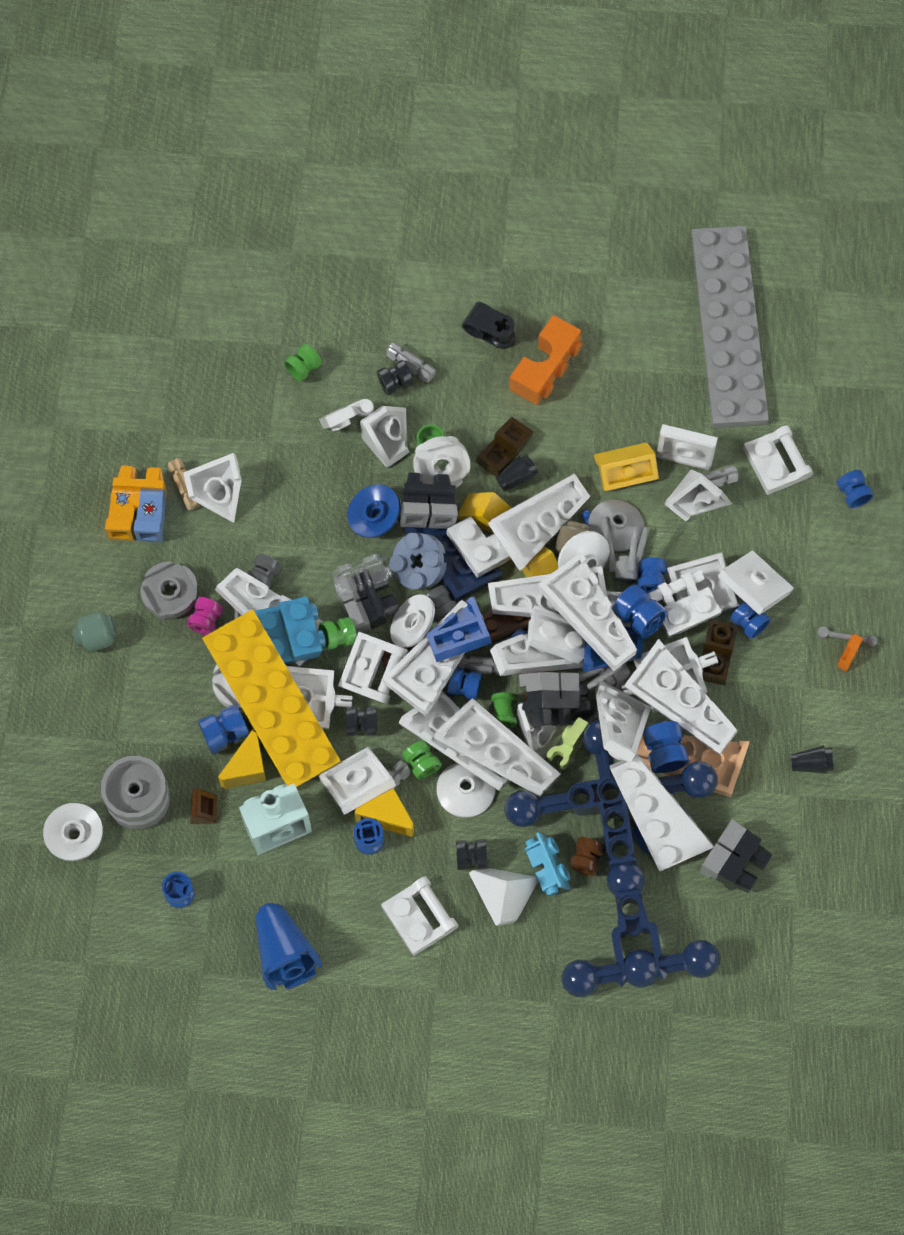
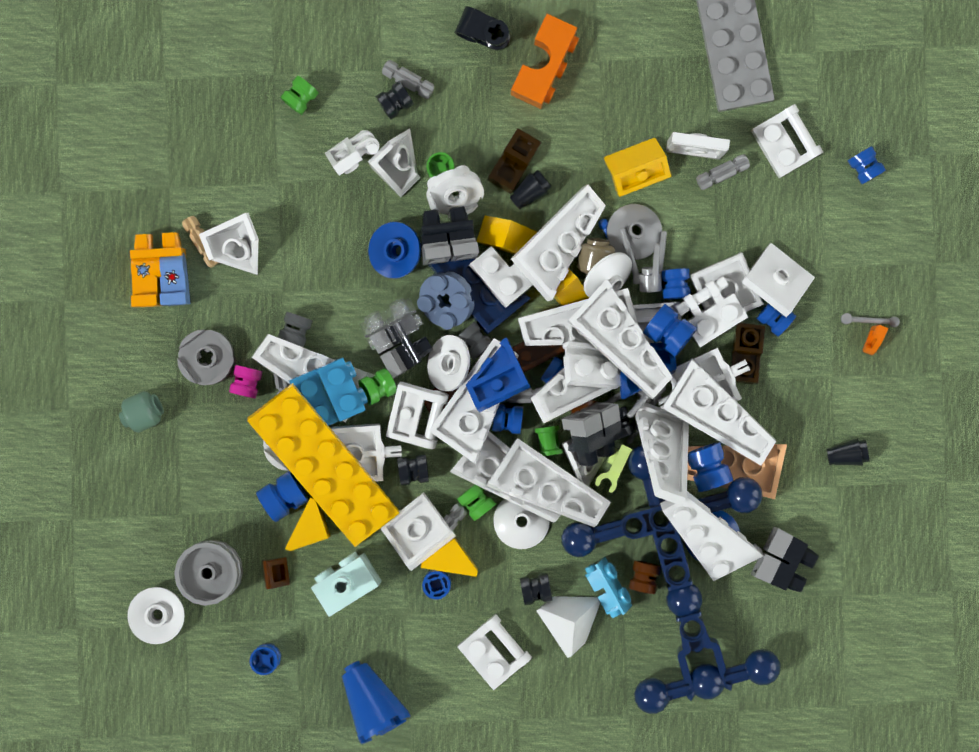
camera: 10 degrees left, 20 degrees up
(696, 496) = (709, 192): white slope -> none

